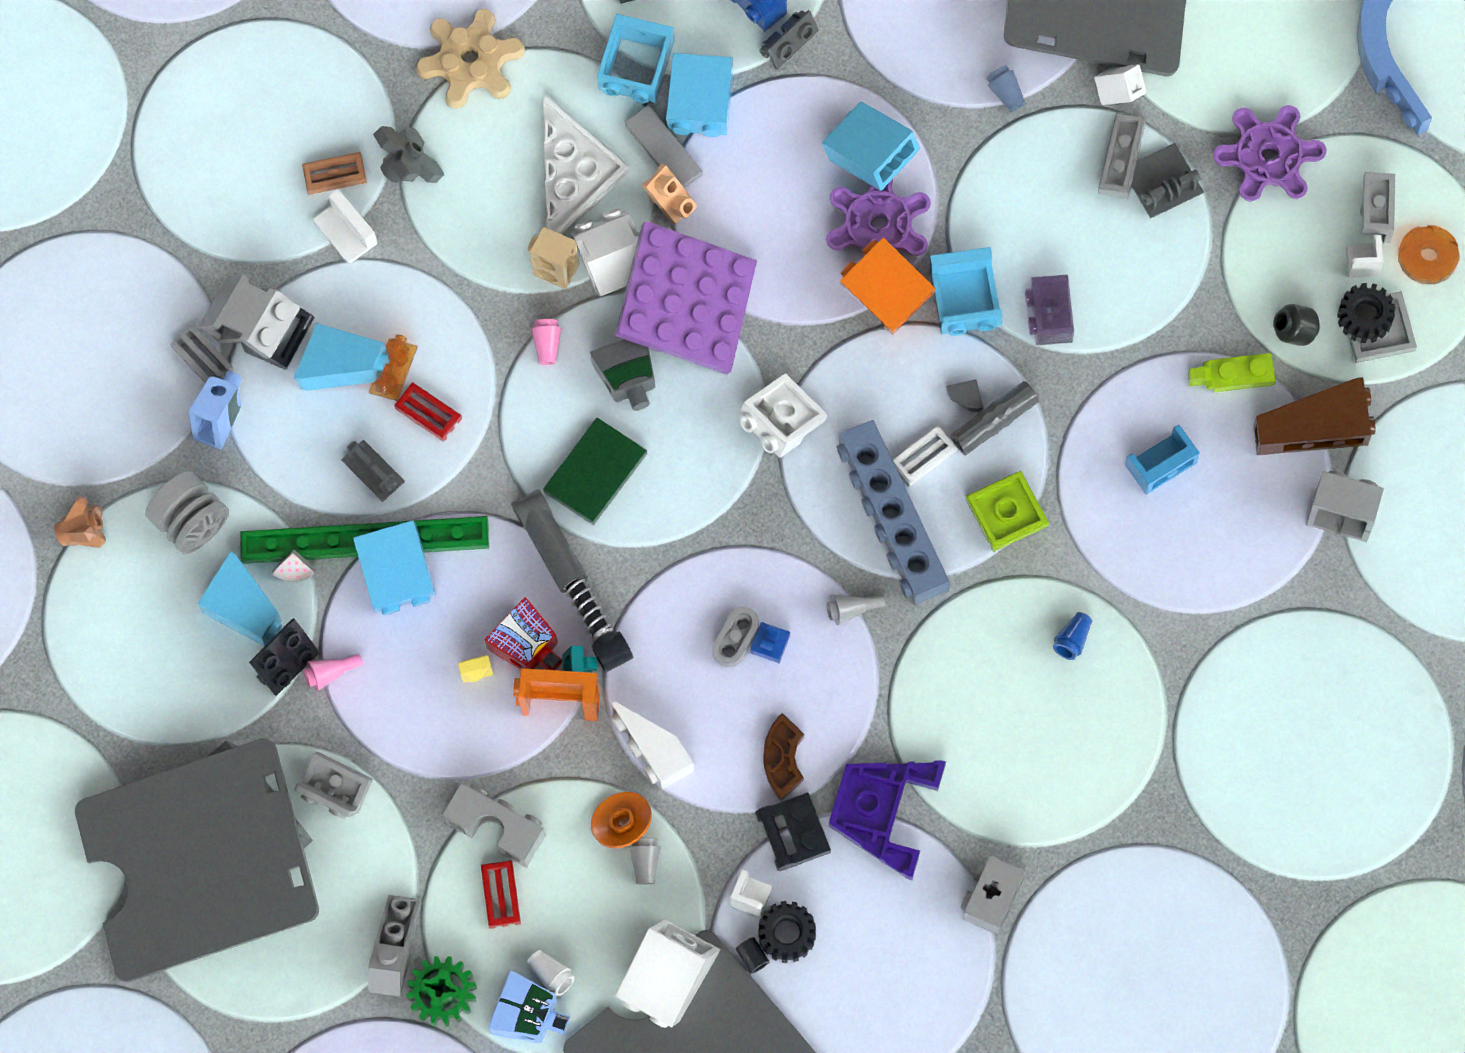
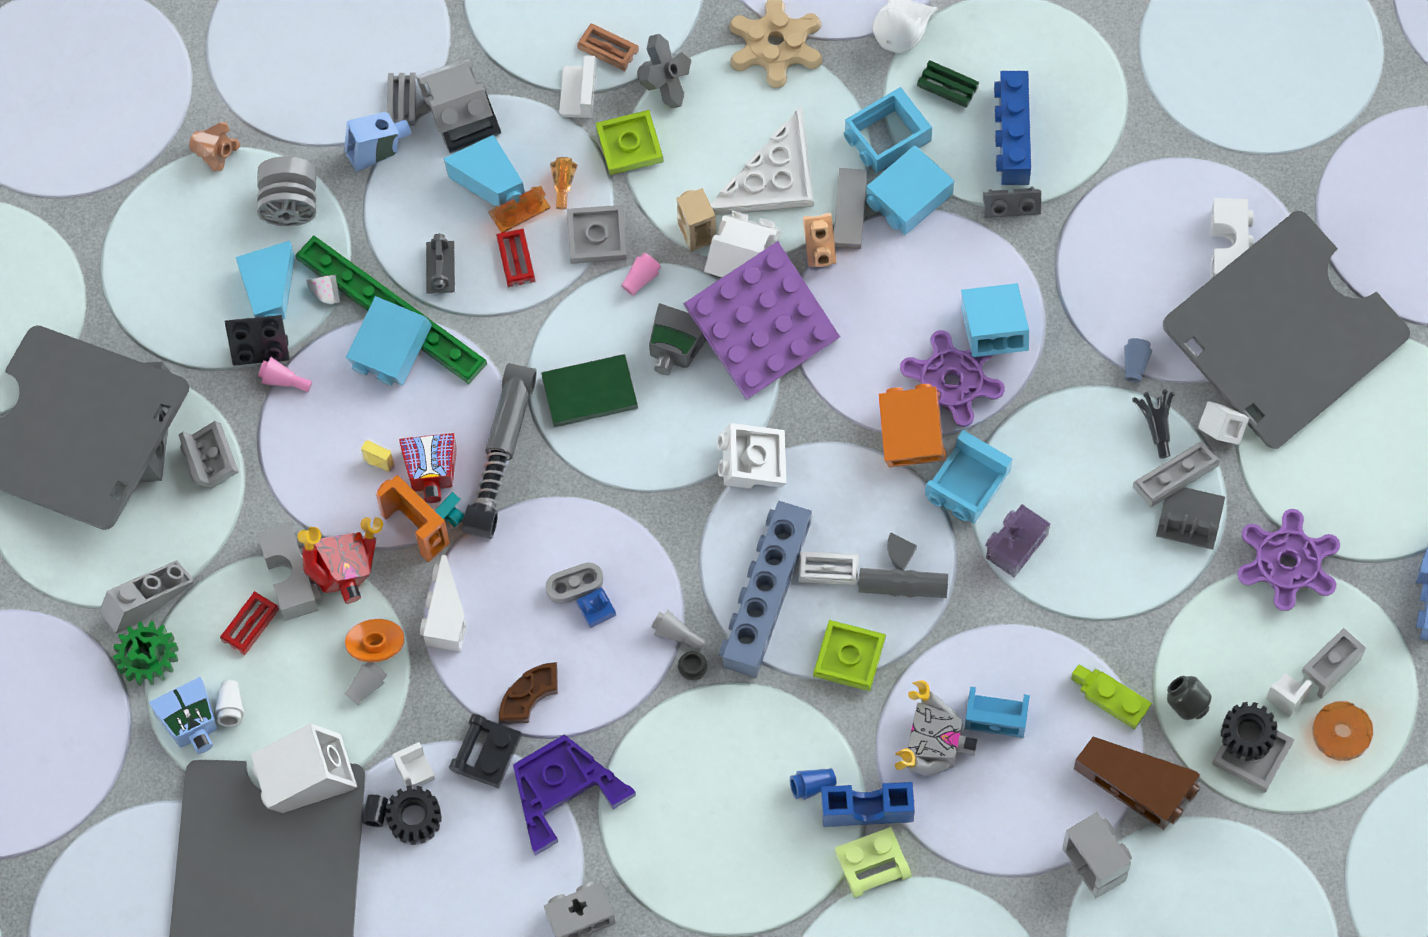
camera: 40 degrees right, 5 degrees down
(402, 310) = (563, 173): none -> clear orange cone
(431, 239) = (629, 142): none -> lime plate
(476, 337) = (596, 234): none -> light grey tile
(533, 778) = (341, 560): none -> red torso
(891, 623) = (692, 665): none -> pearl dark grey plate
(1069, 124) = (1158, 420): none -> black piece
(1133, 518) = (934, 735): none -> light grey torso
(1145, 608) = (884, 806): none -> blue arch
(1167, 653) = (870, 853): none -> yellowish green plate

